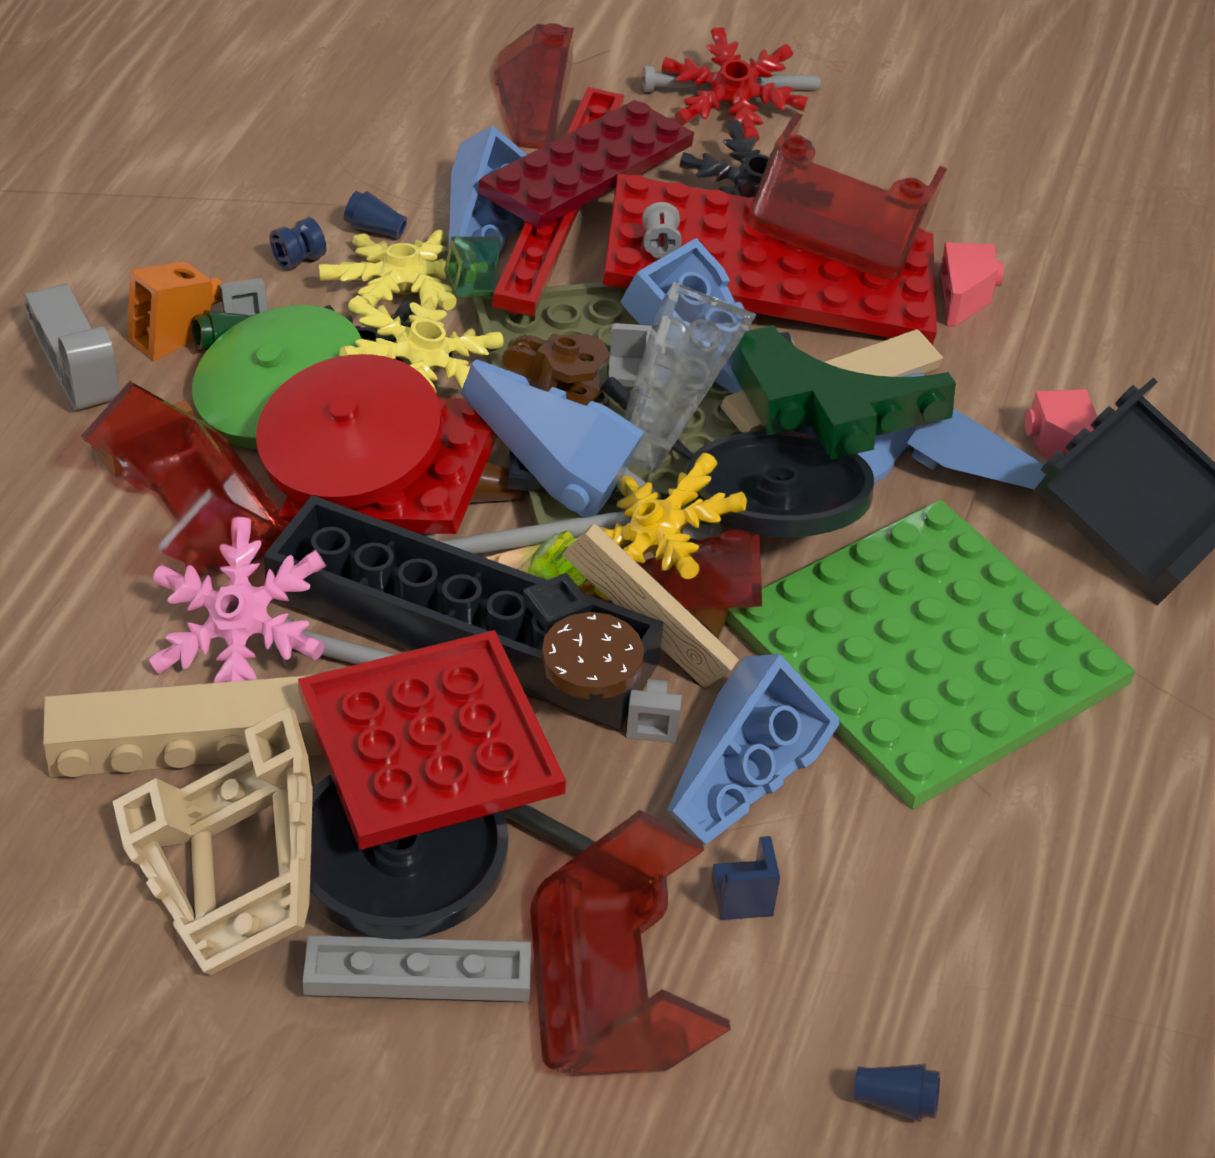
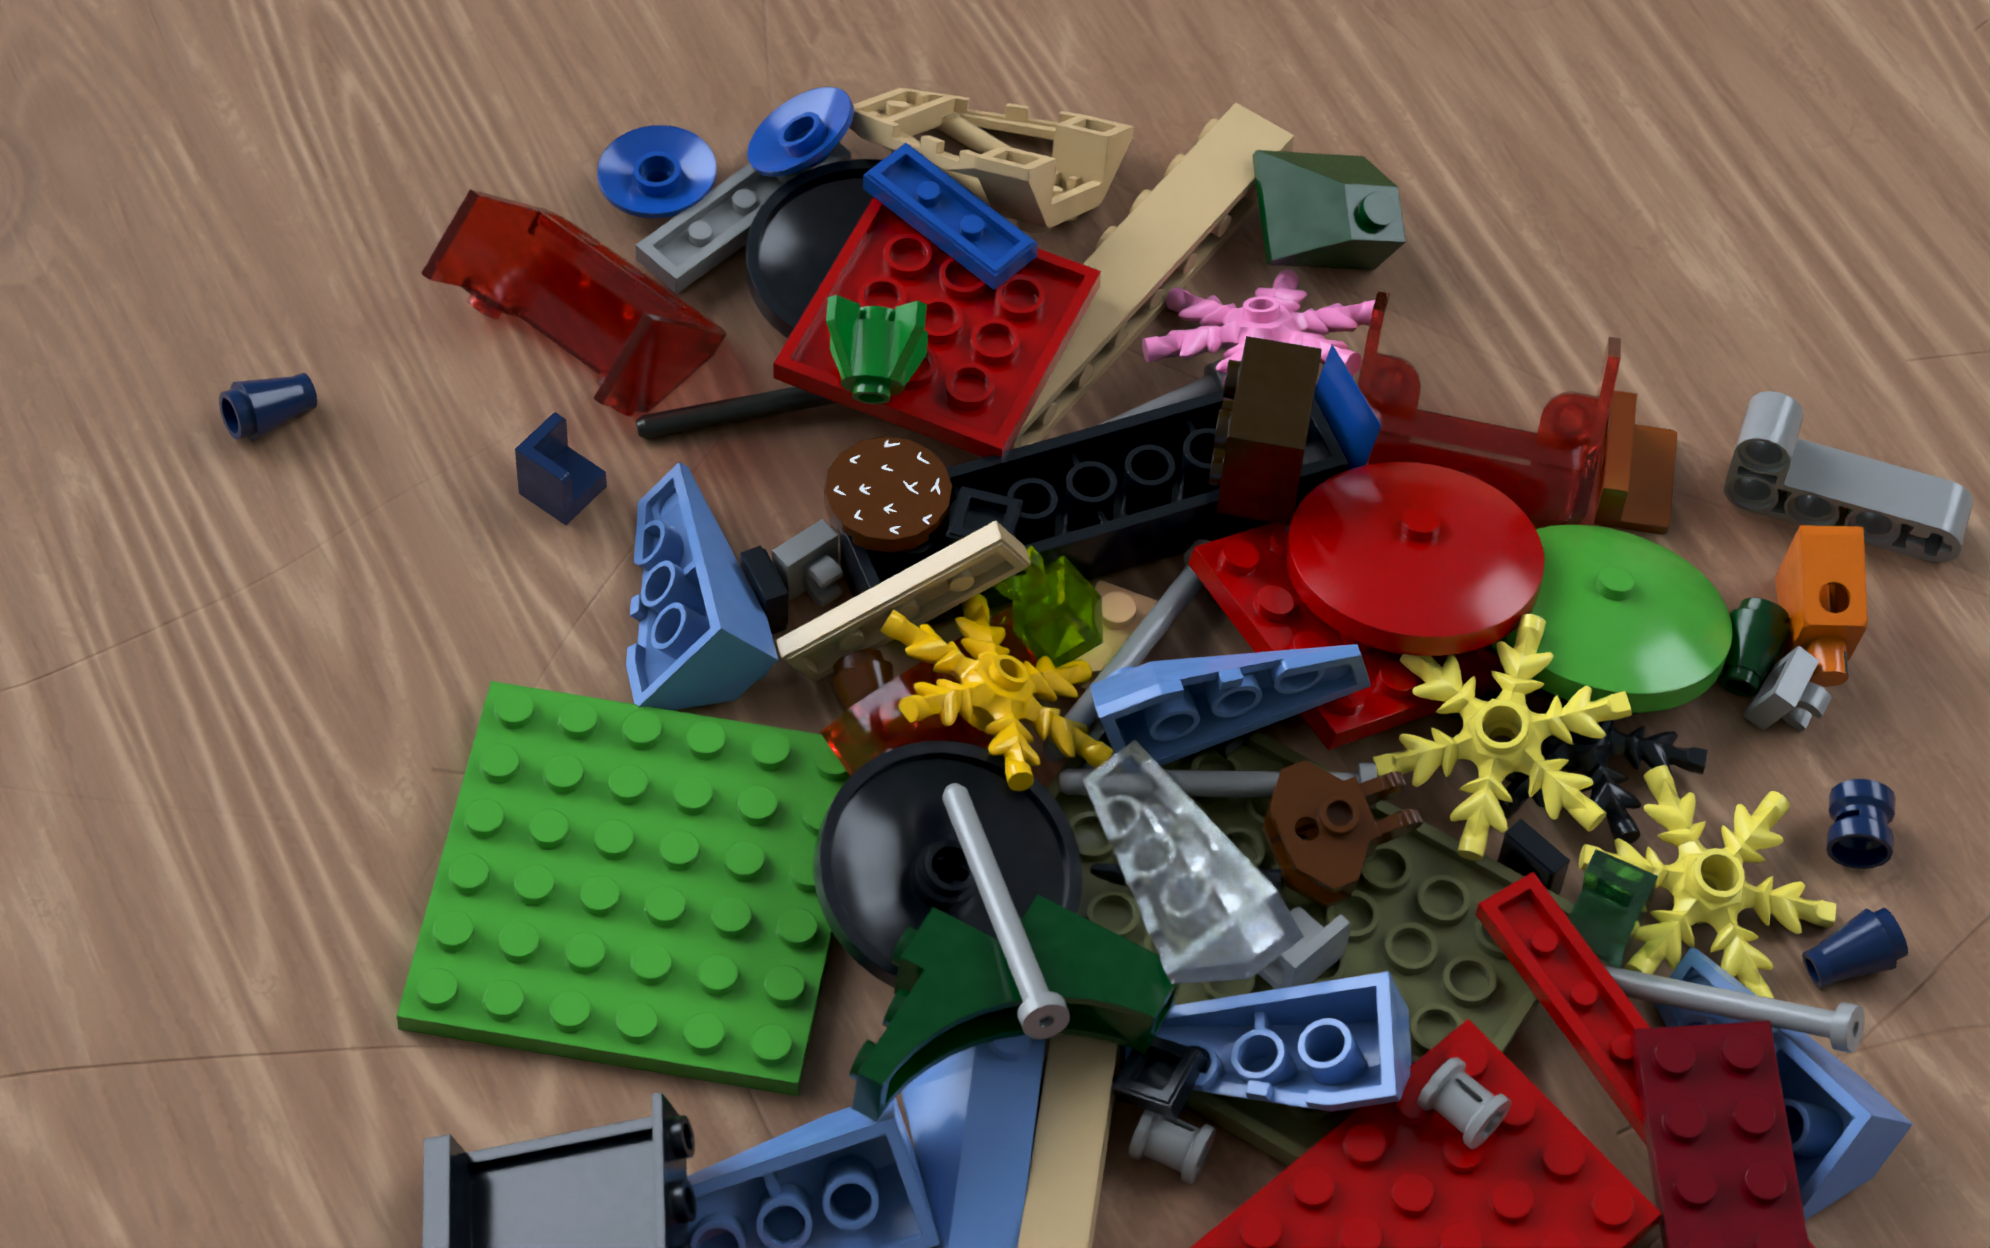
camera: 135 degrees right, 10 degrees up
(90, 643) = (1326, 210): none -> dark green slope
(278, 507) = (1346, 411): none -> blue sticker
(344, 774) = (950, 216): none -> blue tile
(359, 489) = (1264, 429): none -> dark brown brick
(370, 938) = (801, 132): none -> blue dish
(456, 1014) = (656, 171): none -> blue dish
(459, 146) = (1842, 1026): none -> light grey bar
(468, 320) = (1529, 852): none -> black tile
(513, 702) = (876, 346): none -> green brick
(695, 716) = (767, 586): none -> black tile
(841, 332) = (1042, 1011): none -> light grey bar

